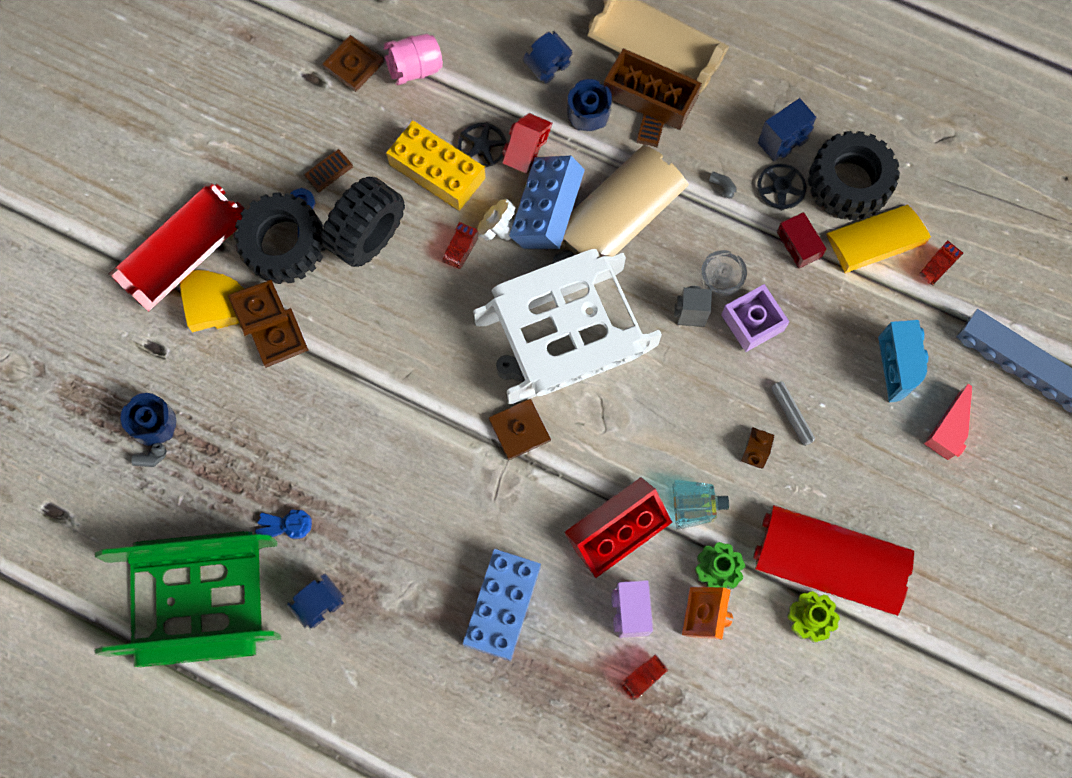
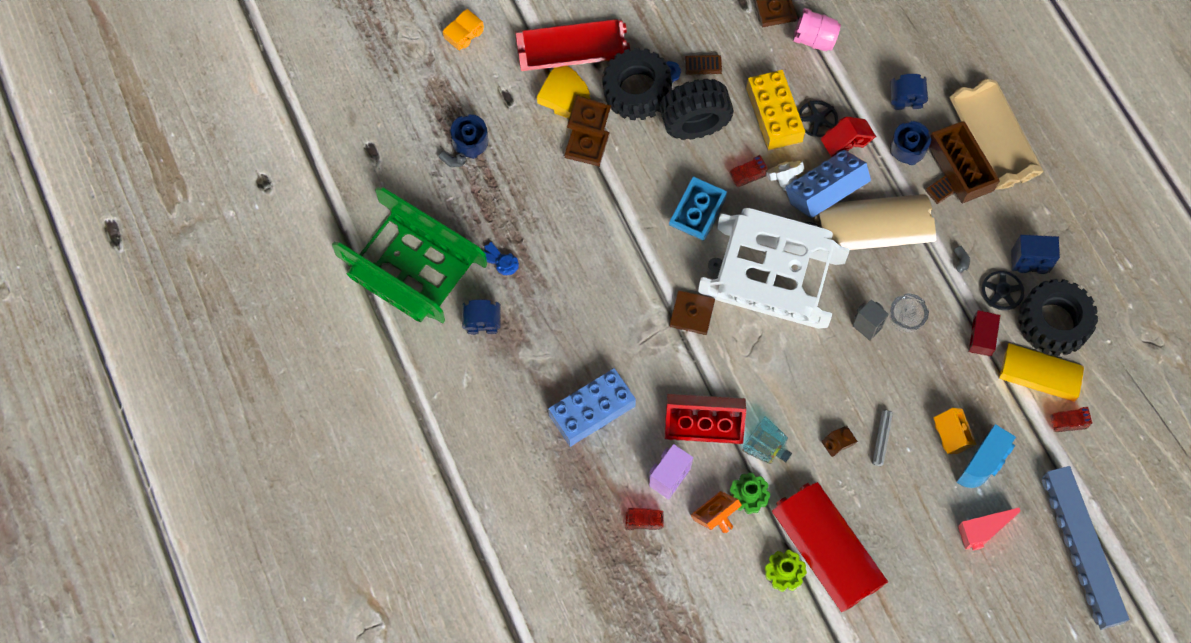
camera: 40 degrees right, 5 degrees down
(51, 311) = (463, 30): none -> light orange brick
(443, 321) = (698, 208): none -> dark azure brick
(755, 318) = (907, 357): lavender brick -> none
(853, 356) = (954, 431): none -> light orange brick

